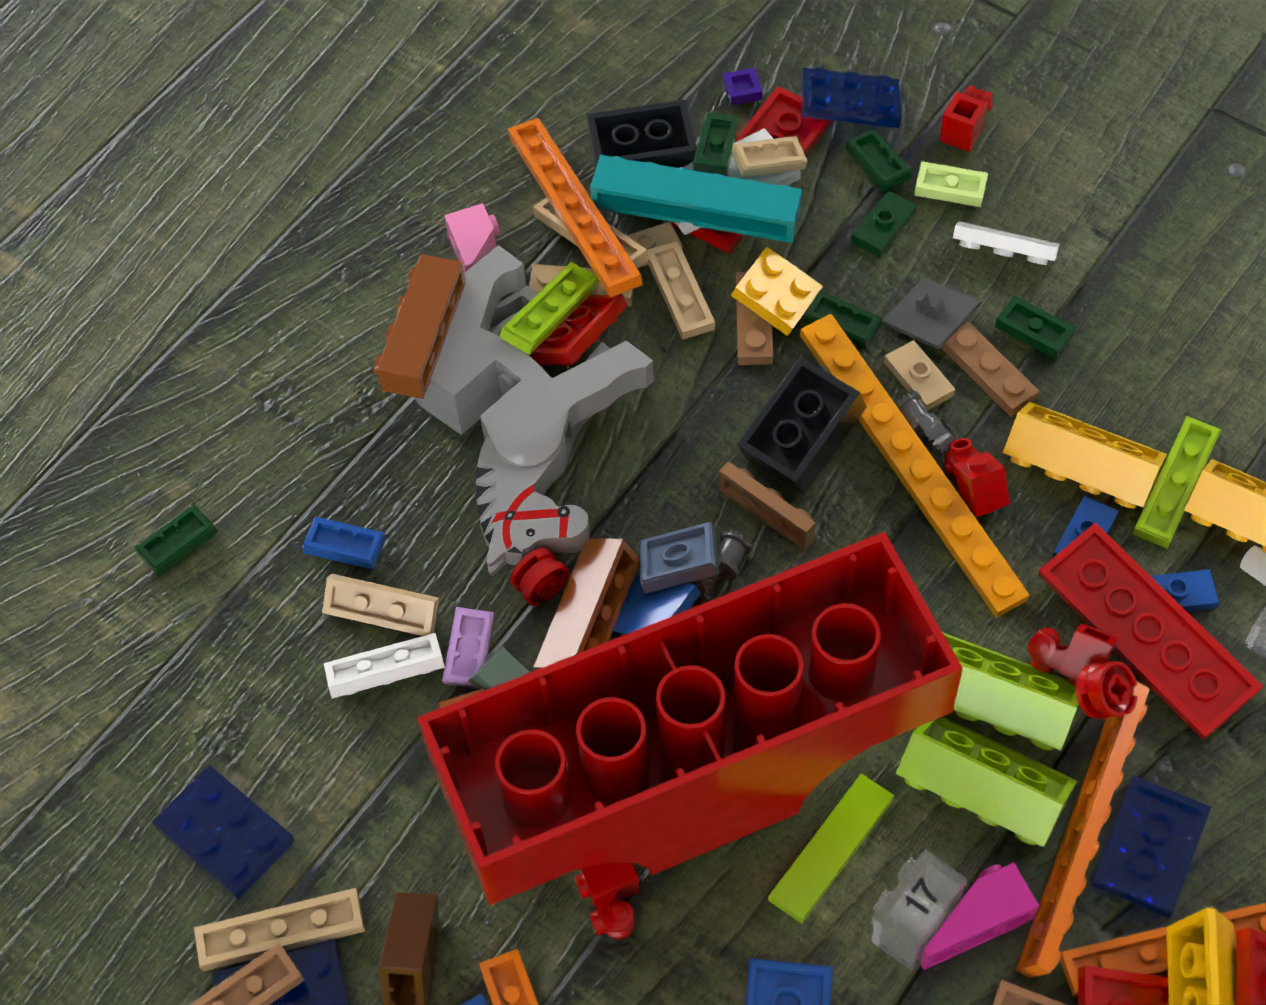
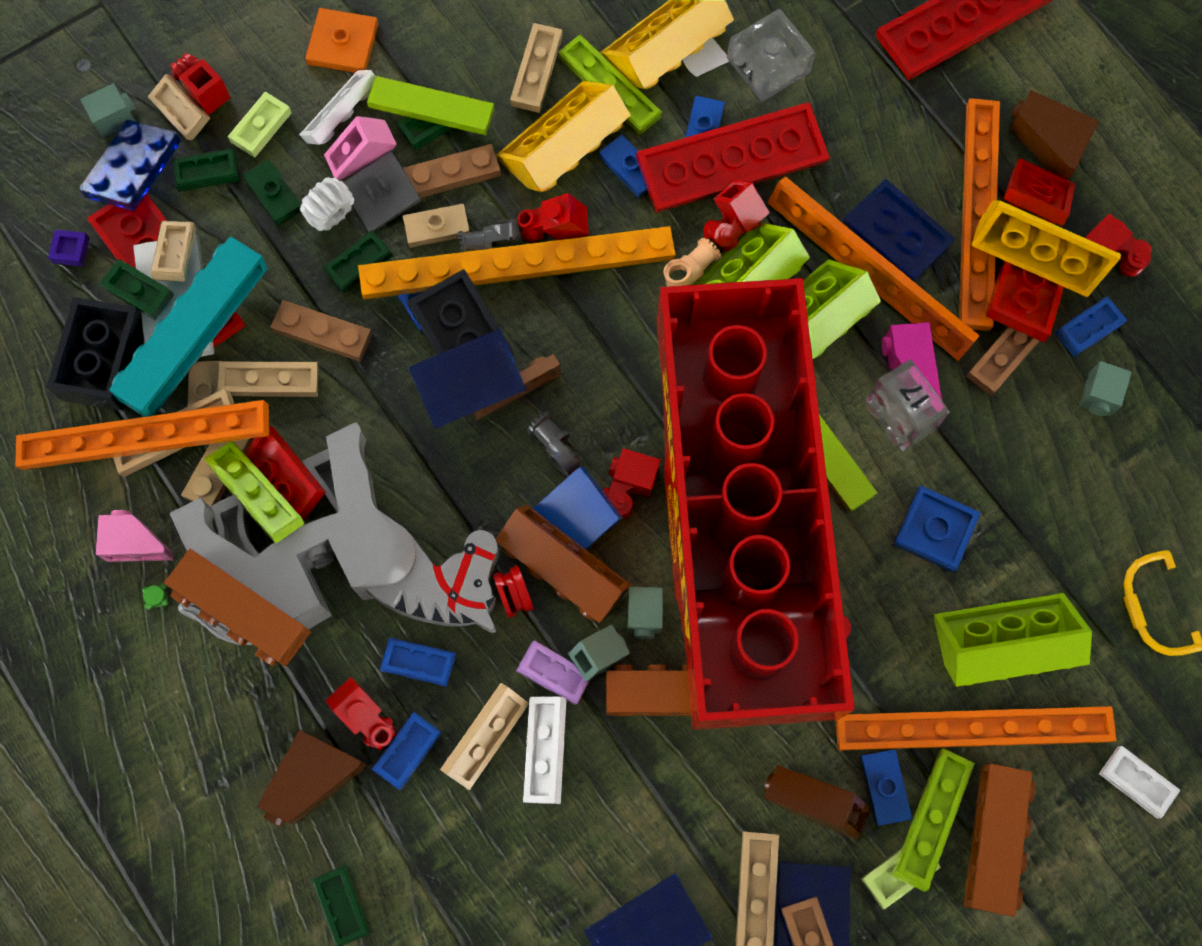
camera: 75 degrees left, 15 degrees up
(290, 465) = (306, 779): none -> reddish brown slope
(365, 480) = (361, 713): none -> red brick
(437, 521) = (418, 662): none -> blue plate
(678, 558) = (541, 472): sand blue tile -> none
(745, 444) = (467, 378): none -> clear blue plate
(776, 291) = (309, 300): yellow plate -> none
(888, 266) = (327, 204): none -> white gear
(900, 60) = (108, 109): none -> sand green brick
(927, 119) = (179, 107): none -> tan plate
(971, 273) = (359, 146): none -> bright pink slope
(989, 631) = (693, 264): none -> light nougat connector
(1049, 317) = (431, 105): none -> lime tile
(1086, 219) = (341, 40): none -> orange plate
(1106, 690) = (784, 203): red wheel -> none
(1154, 401) = (536, 68): none -> tan plate

